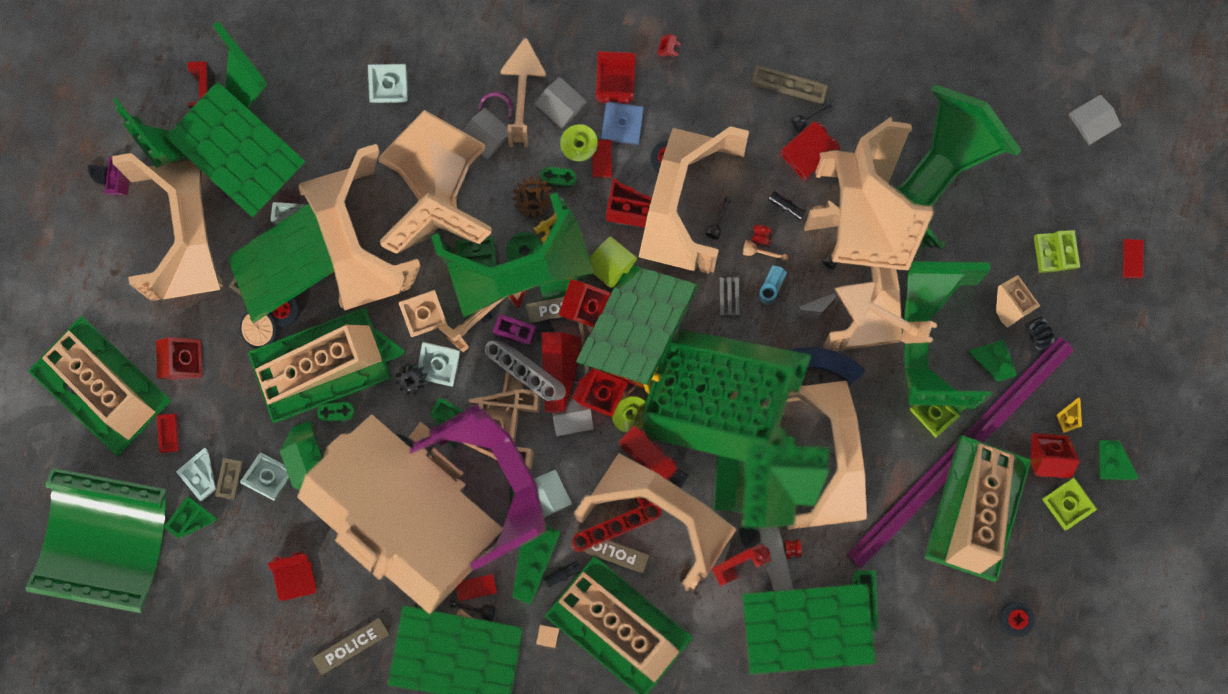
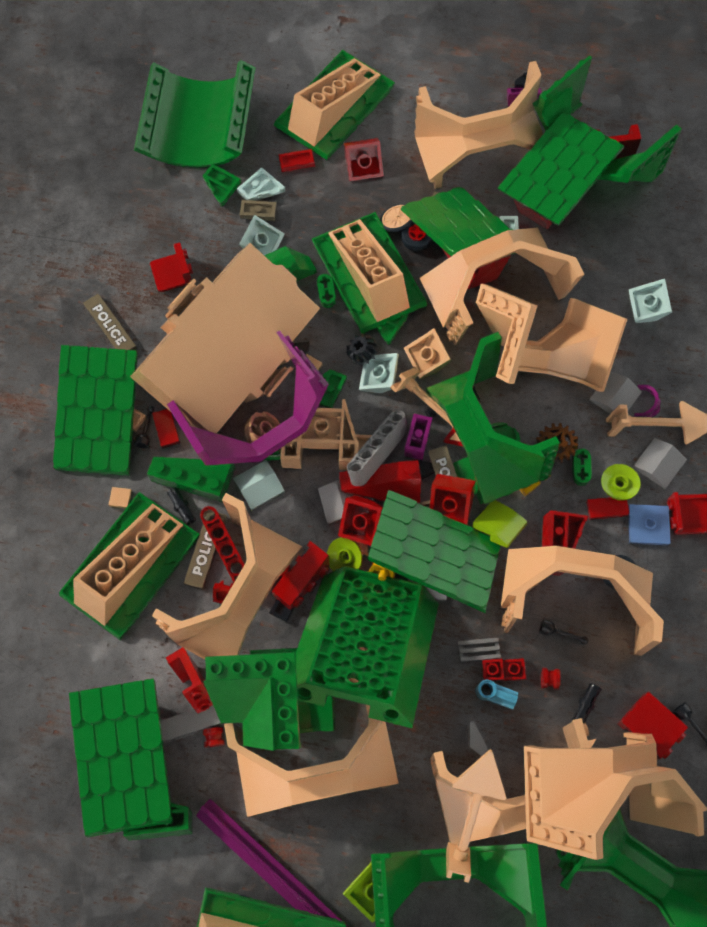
camera: 85 degrees right, 10 degrees down
(480, 253) = (494, 397): green wing -> none
(492, 486) = (259, 425): none -> light nougat cylinder
(657, 533) = (220, 591): none -> red tile
(749, 275) = (504, 669): none -> red slope
(750, 249) = (533, 668): light nougat hinge -> none
(833, 363) = (419, 758): dark blue brick -> none

